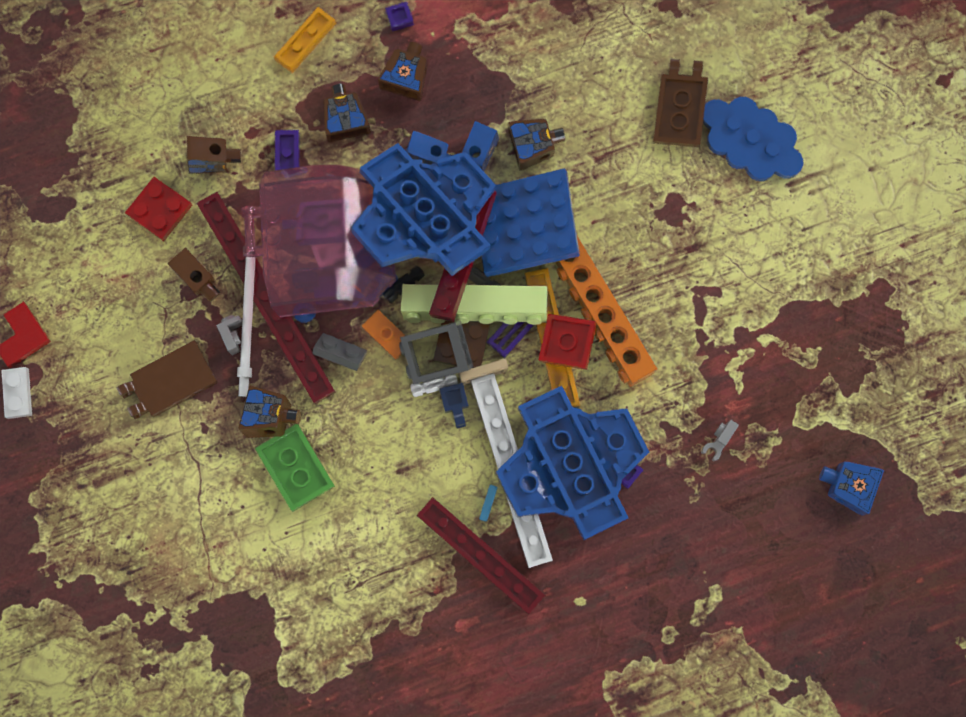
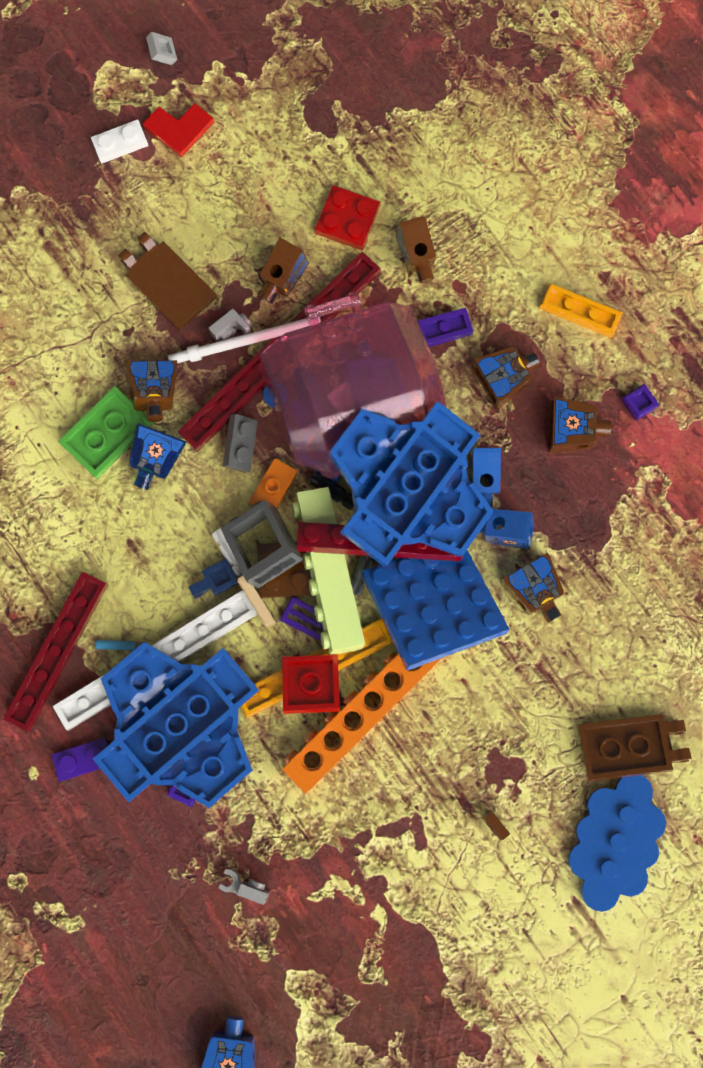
camera: 80 degrees right, 0 degrees up
(329, 428) = (153, 454): none -> torso
(579, 555) = (78, 760): none -> dark purple plate
(717, 226) = (495, 825): none -> reddish brown tile

